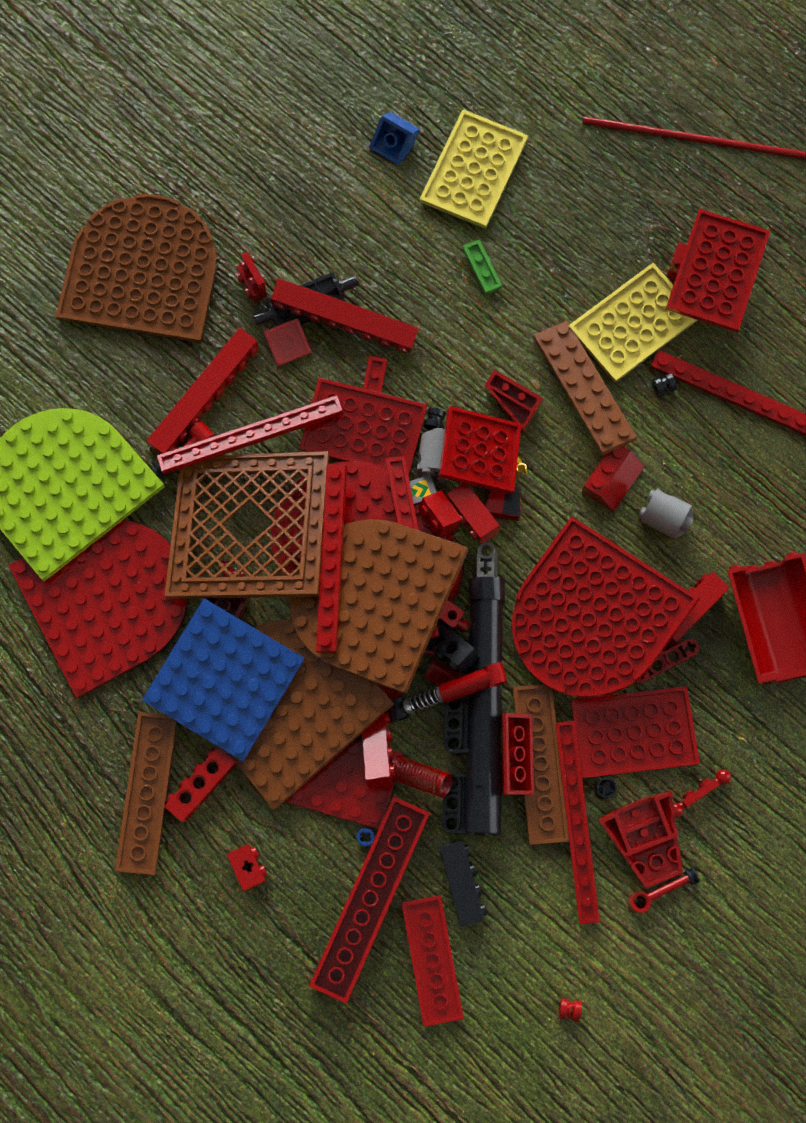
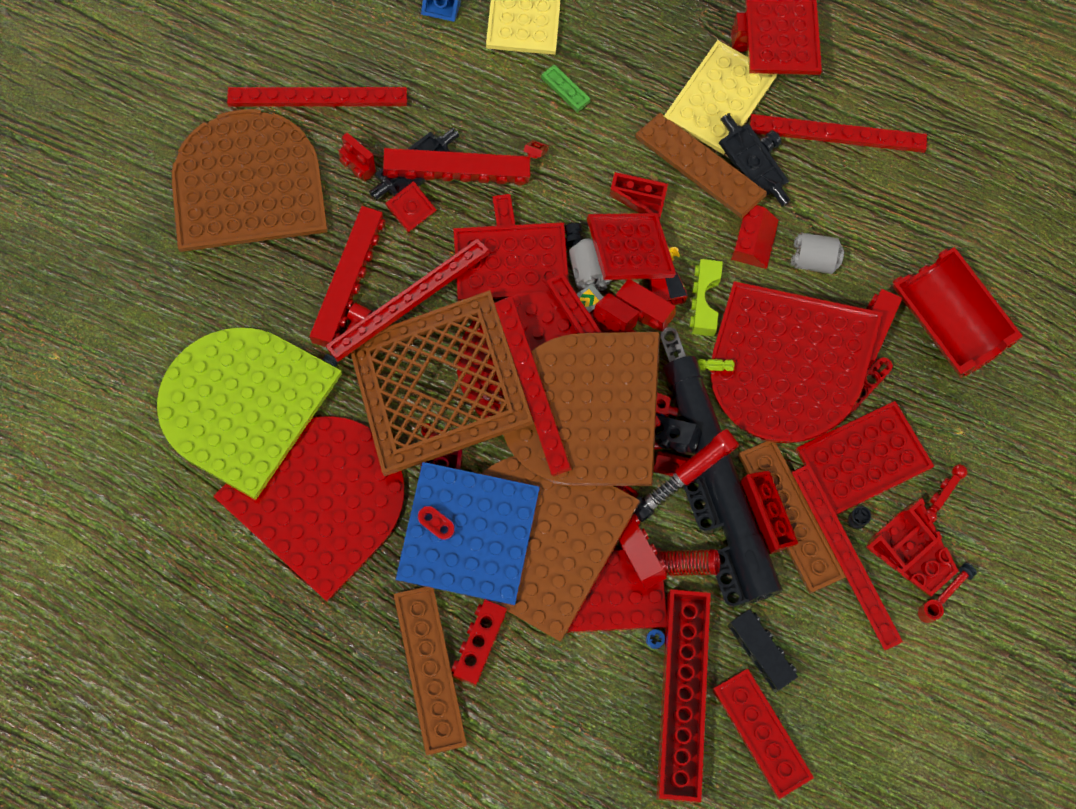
camera: 25 degrees left, 5 degrees down
(194, 661) = (436, 523): none -> red plate
(238, 860) = (543, 704): red brick -> none
(239, 203) = (316, 96): none -> red plate
(428, 321) = (535, 149): none -> red plate
(522, 593) = (716, 364): none -> lime axle
(530, 543) = (705, 318): none -> lime arch
(565, 1010) = (908, 734): red wheel -> none
(640, 399) = (753, 159): none -> black plate

